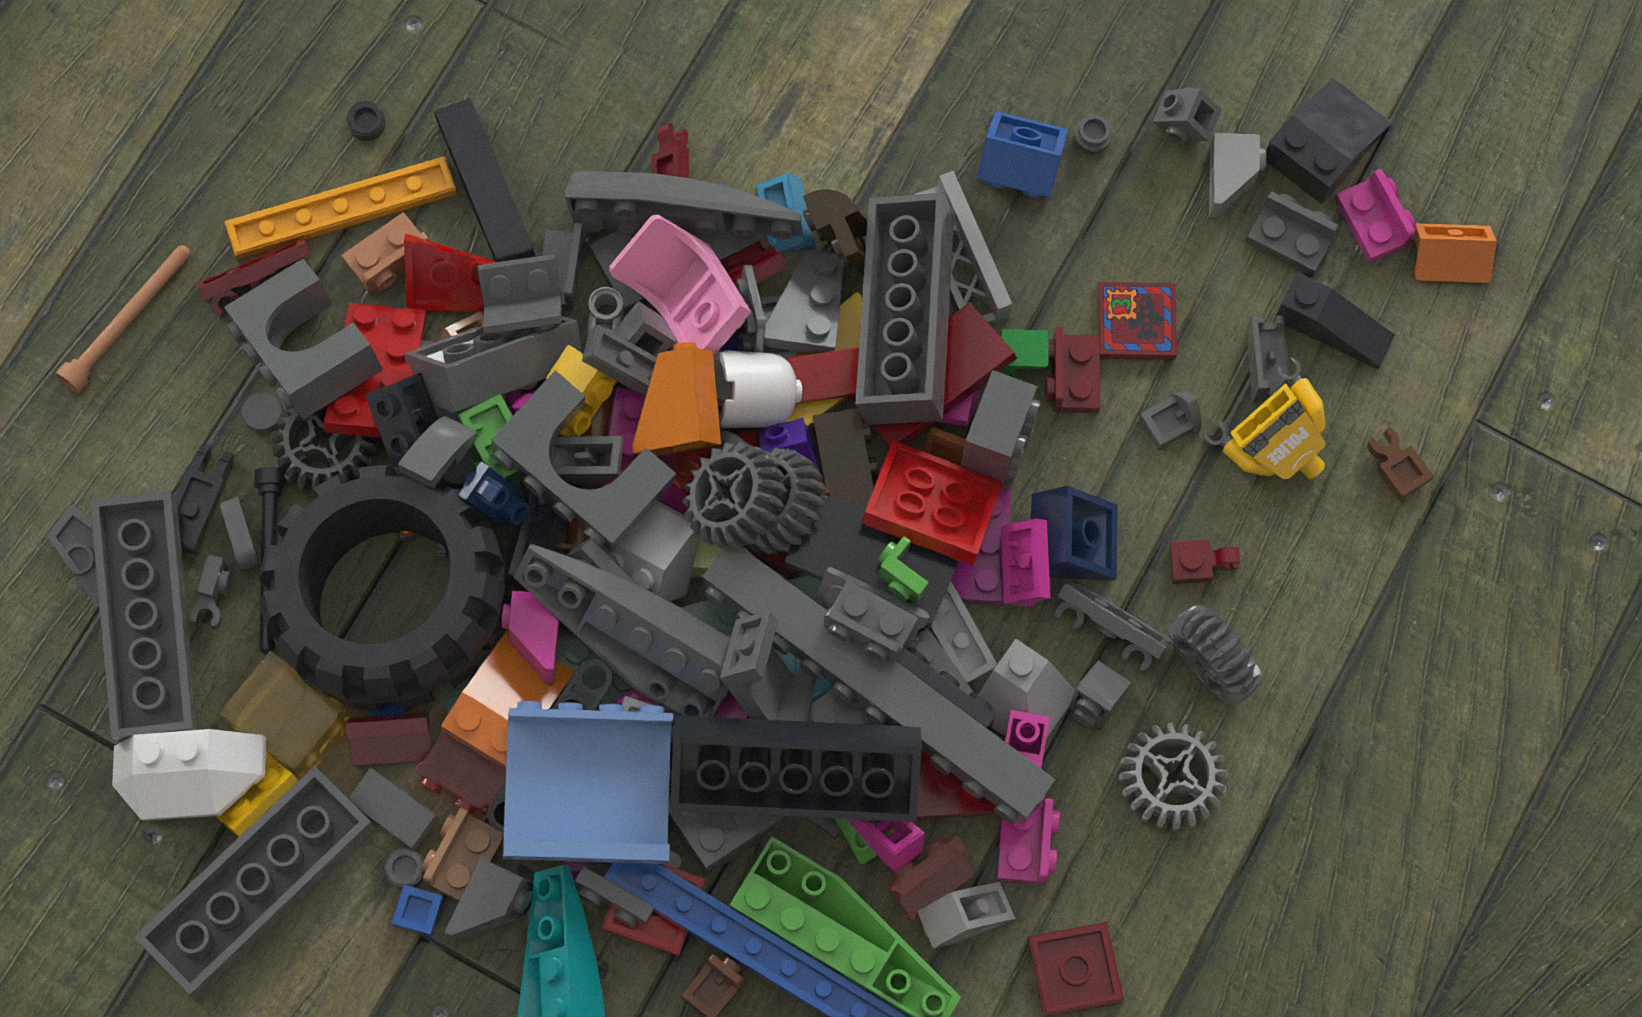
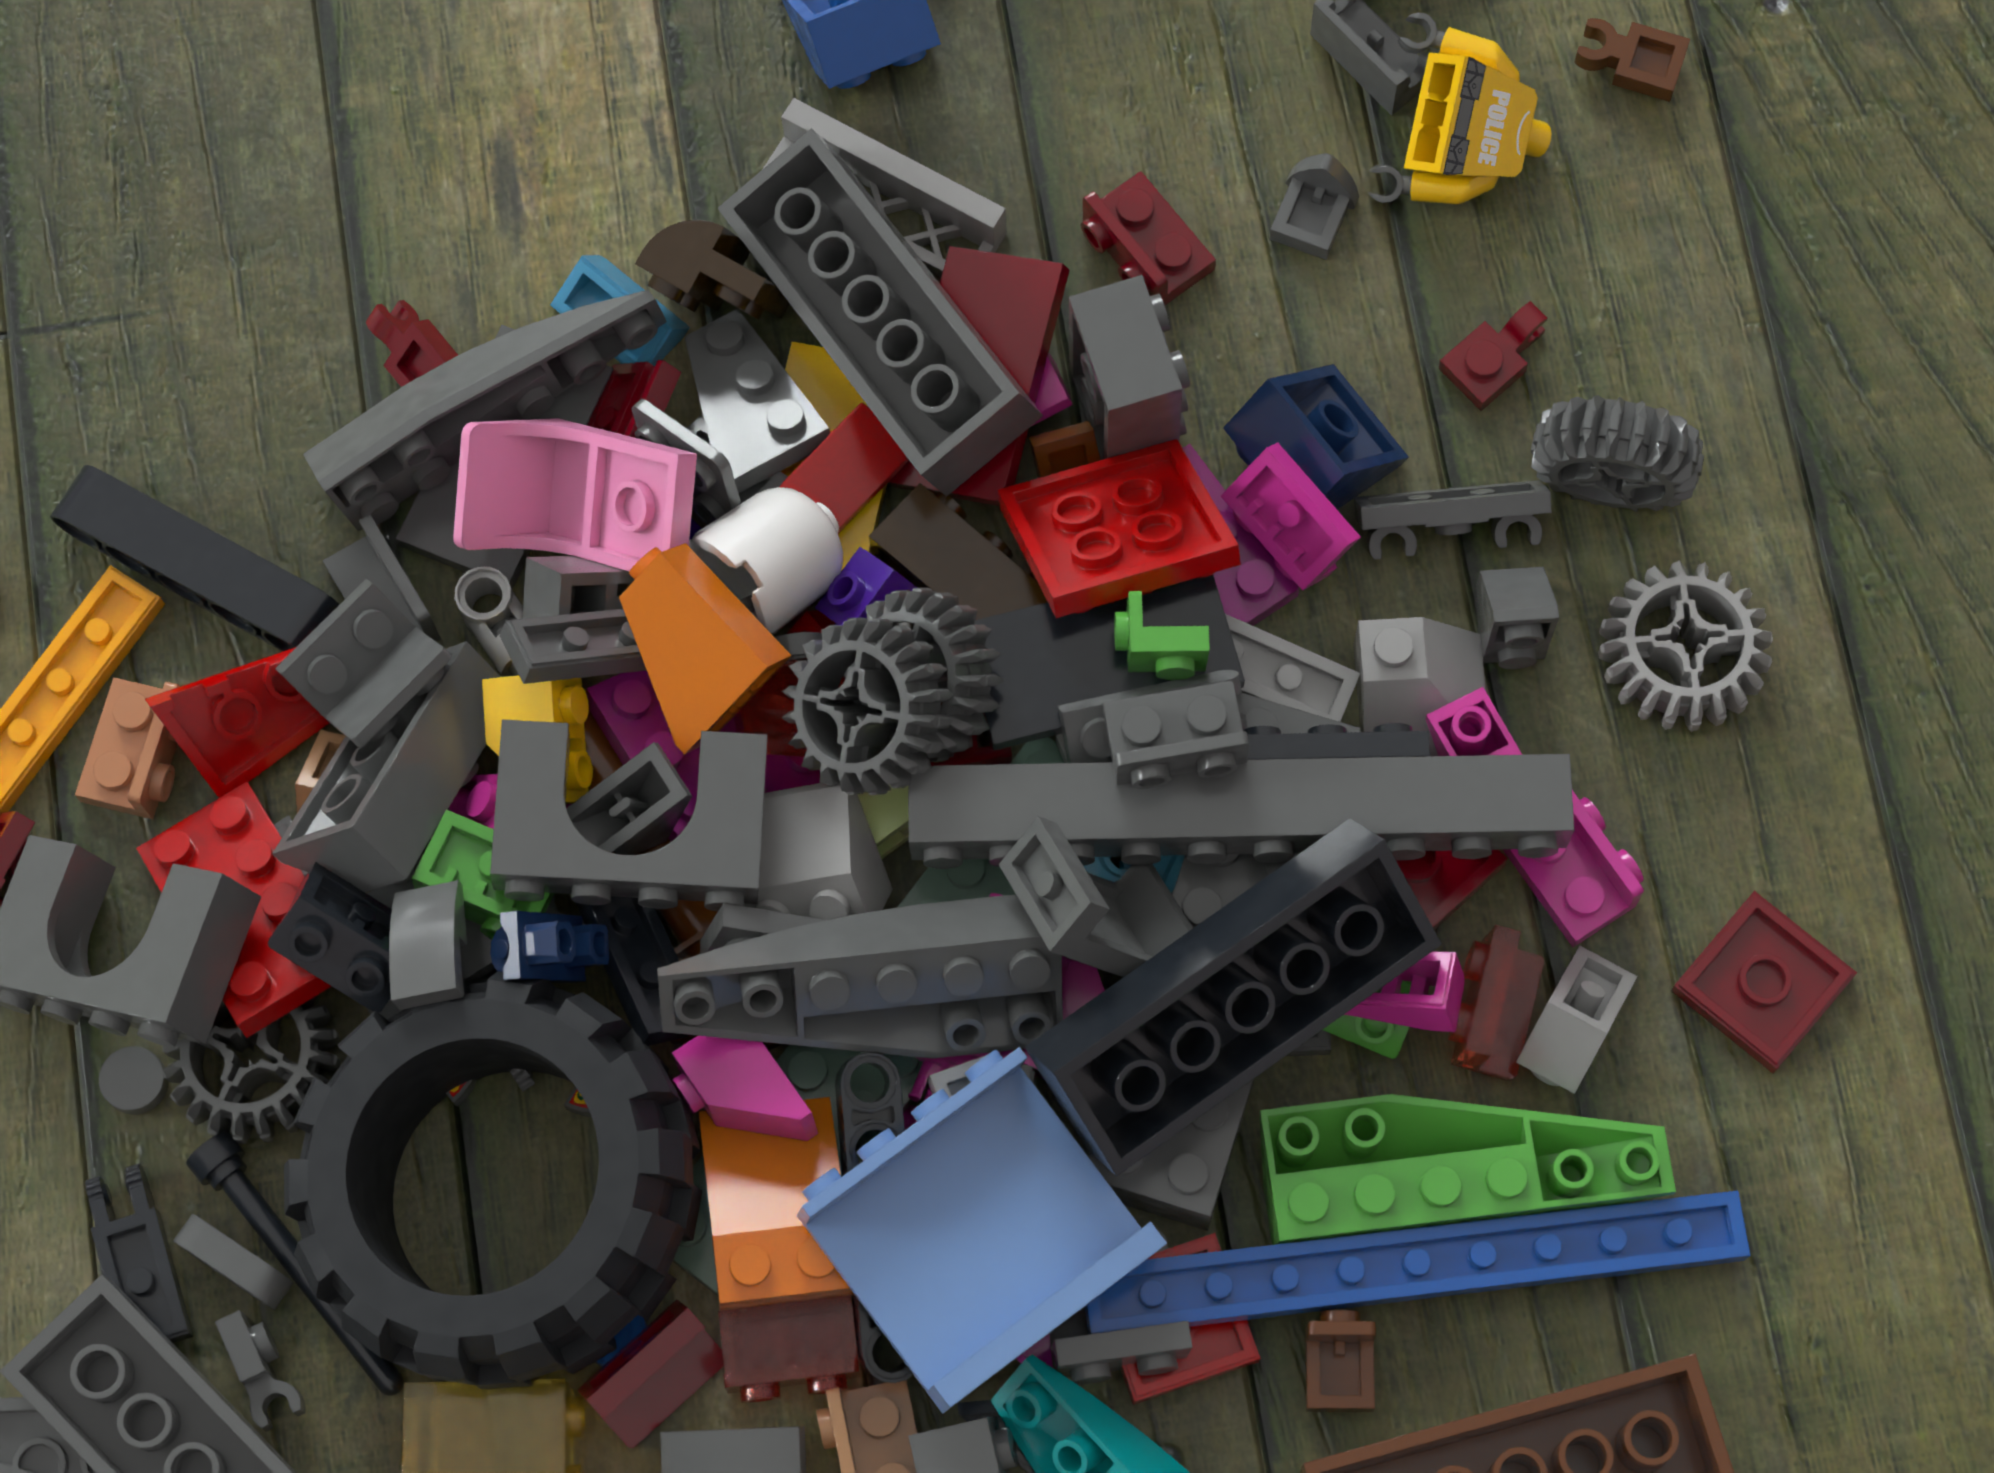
camera: 30 degrees left, 0 degrees up
(1029, 348) = (1075, 245): green panel -> none
(1137, 320) = (1170, 118): tile -> none

